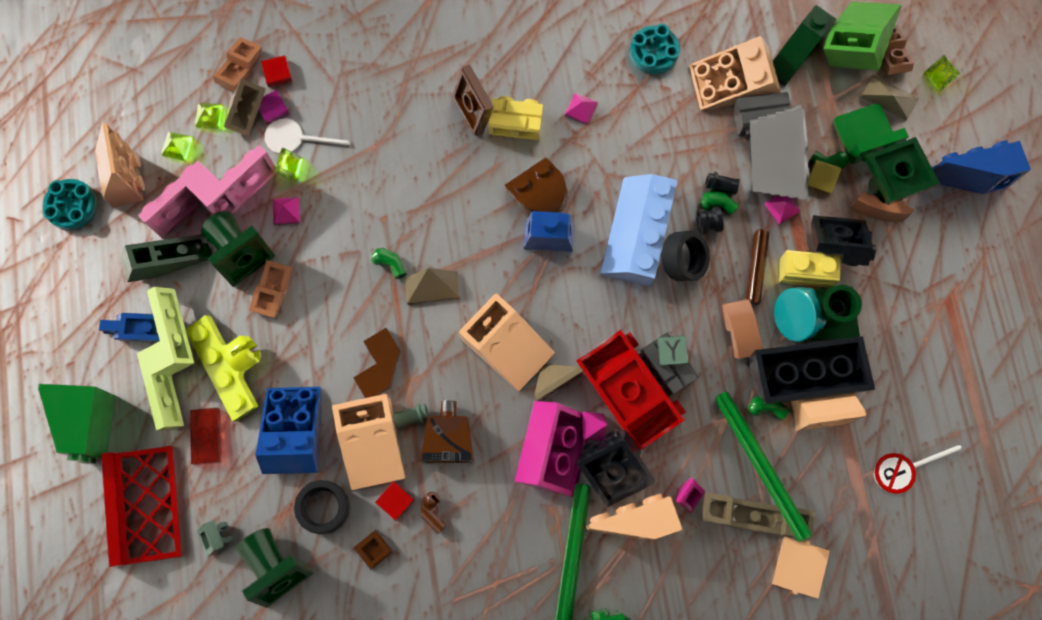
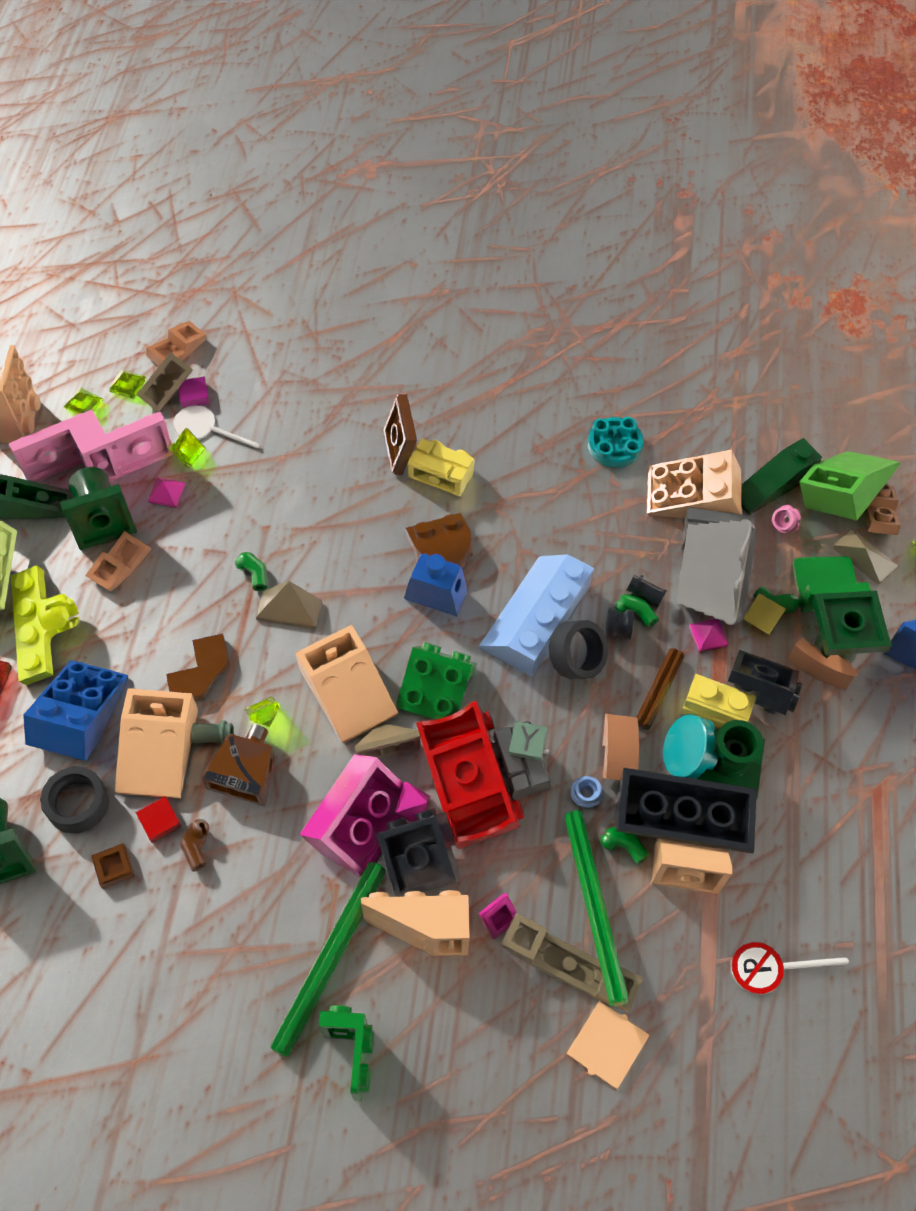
camera: 15 degrees right, 15 degrees down
(276, 71) = (212, 361): red tile -> none
(444, 384) = (263, 711): none -> clear neon green slope
(577, 317) = (435, 681): none -> green bracket
(581, 108) = (516, 478): dark pink slope -> none
(731, 367) = (590, 784): none -> light blue plate
(816, 89) = (779, 519): none -> bright pink plate

